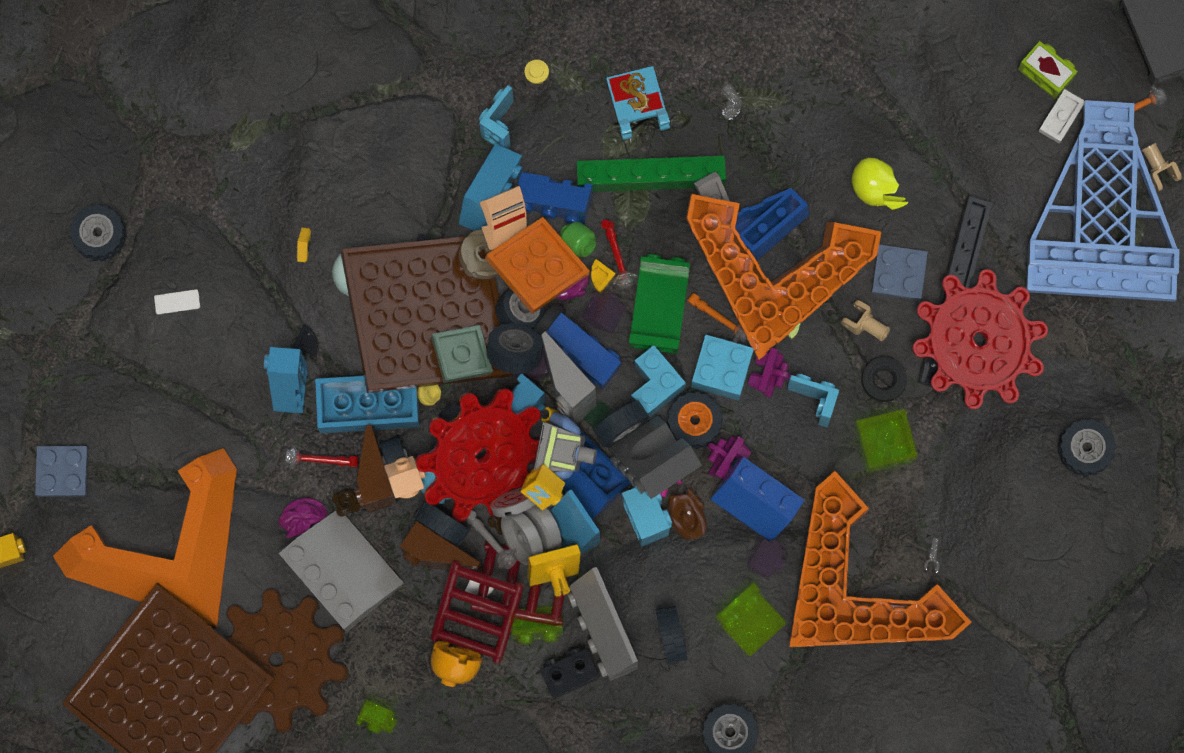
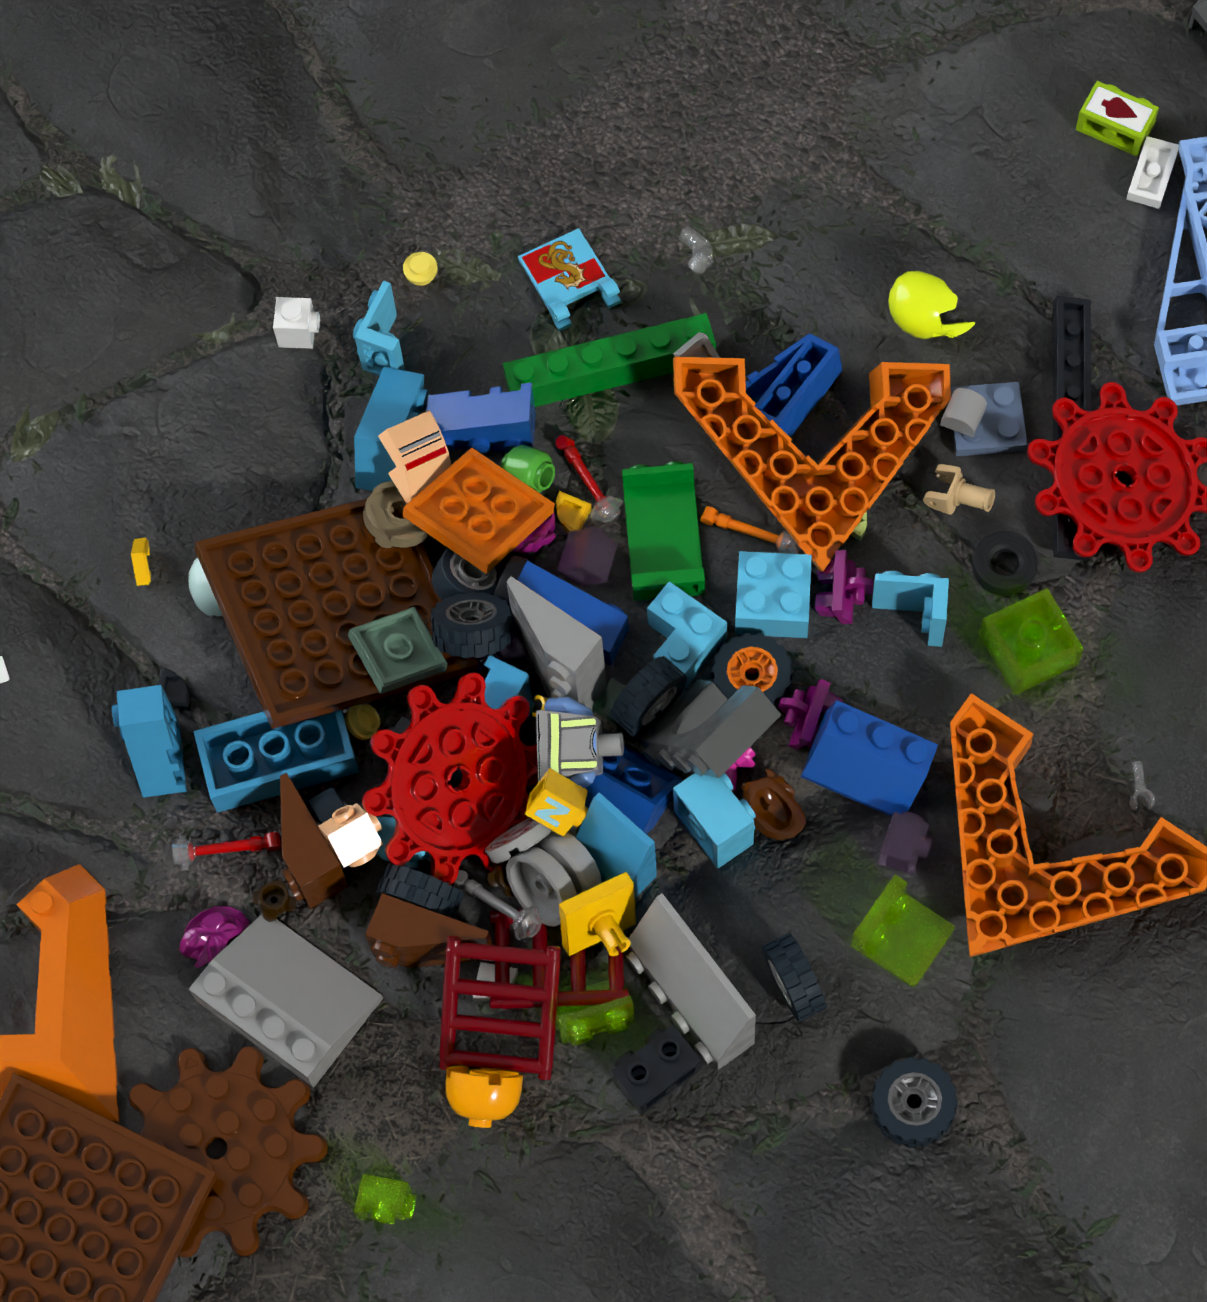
camera: 10 degrees left, 10 degrees down
(442, 94) = (295, 322): none -> white brick
(883, 267) = (964, 411): none -> light grey brick

